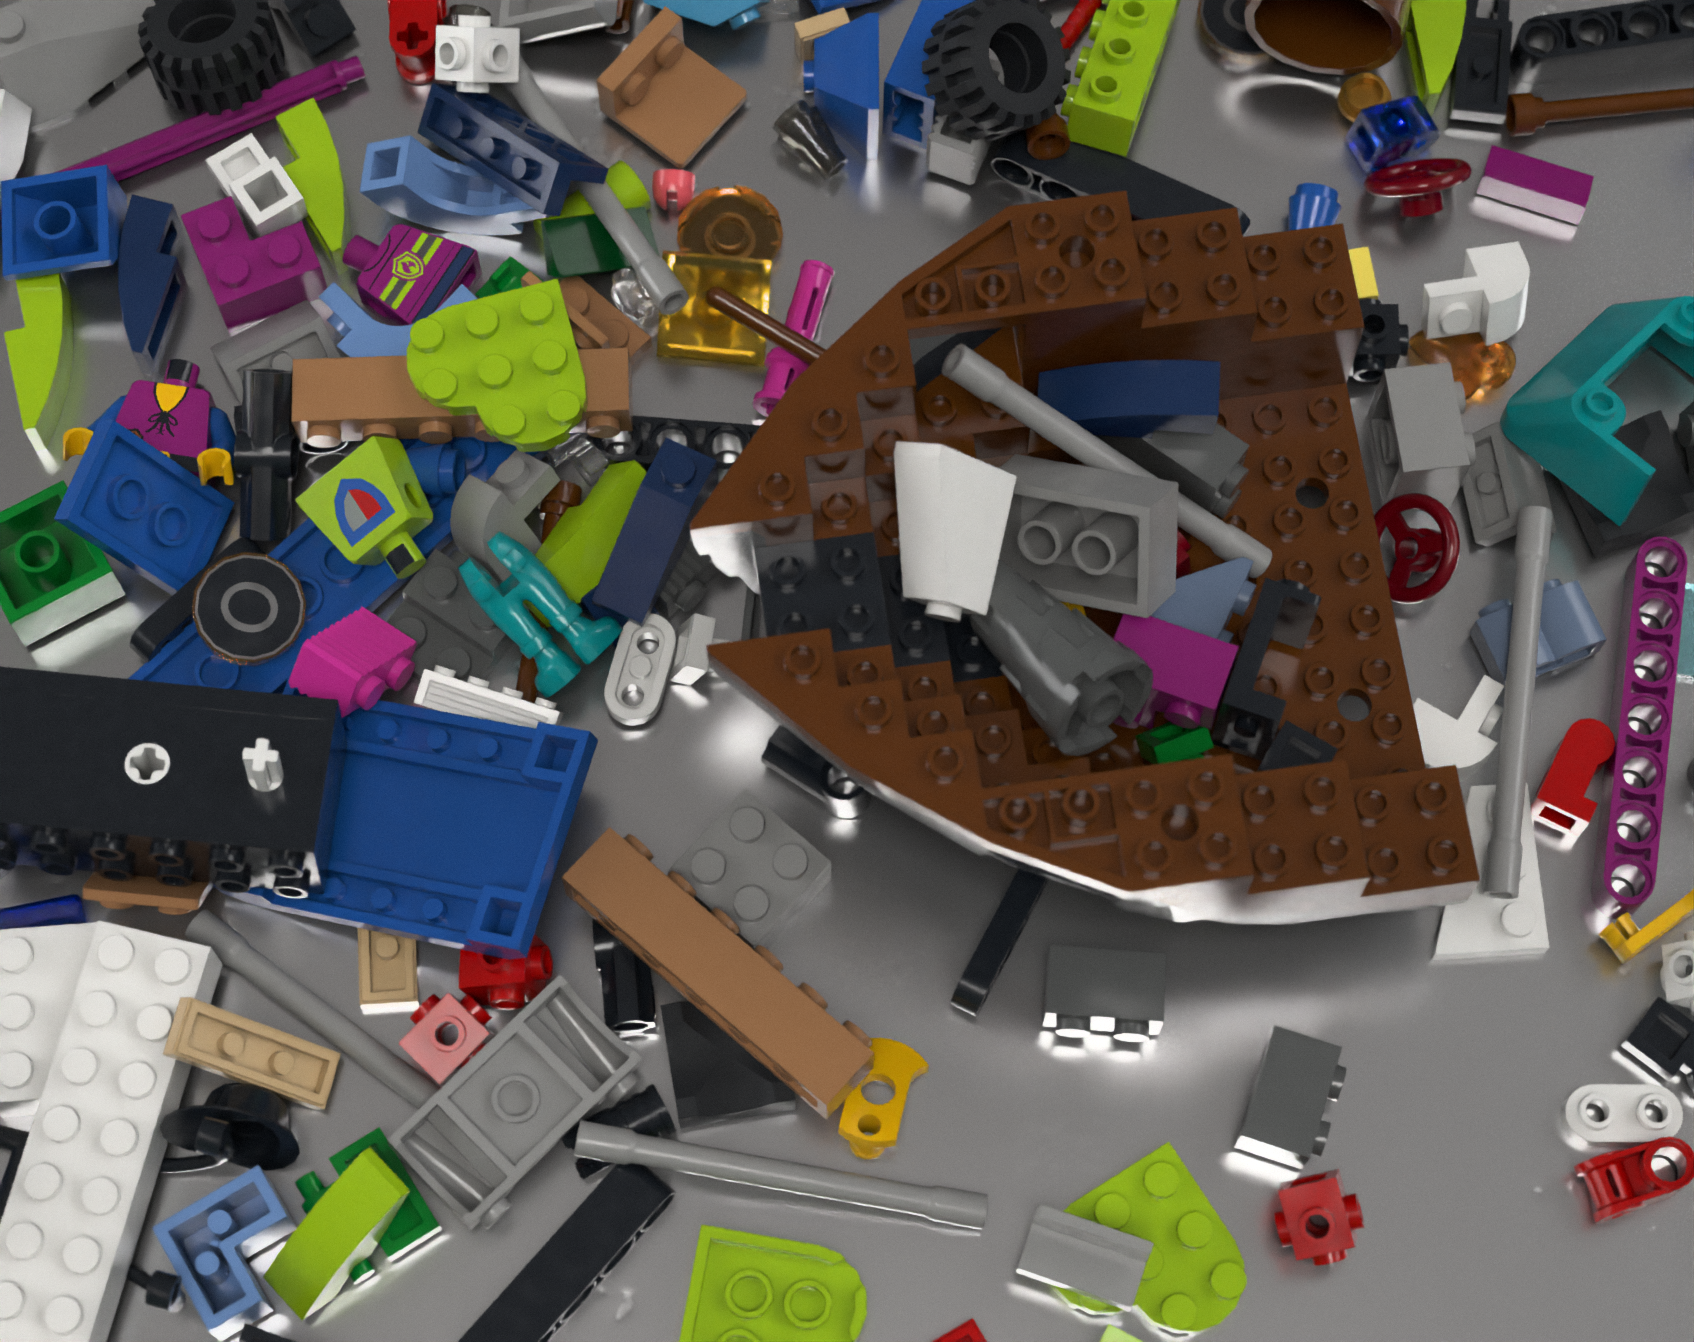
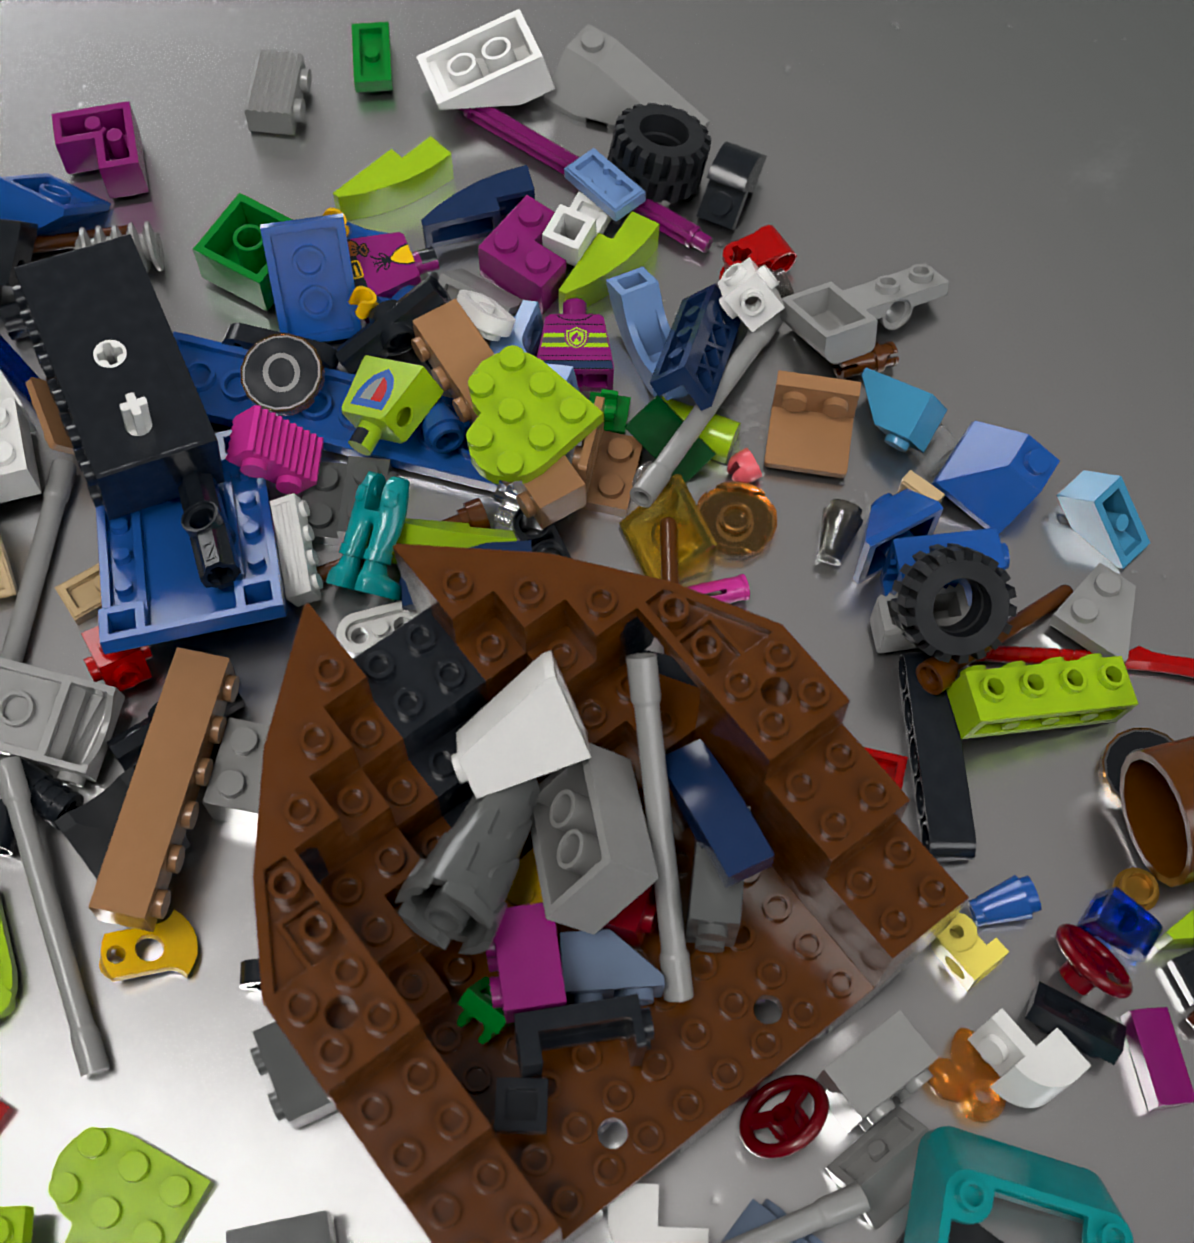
camera: 60 degrees right, 5 degrees down
(61, 222) = (482, 138): blue slope -> none
(221, 124) = (605, 184): none -> medium blue plate
(326, 339) = (486, 315): none -> white plate
(426, 1039) = (49, 645): brick -> none
(454, 780) = (208, 530): none -> black piece
(502, 506) = (436, 478): light grey brick -> none
(1084, 1257) = (78, 1162): light grey panel -> none
(1381, 341) = (933, 991): black brick -> none
(1475, 225) = (1083, 1026): none -> black plate

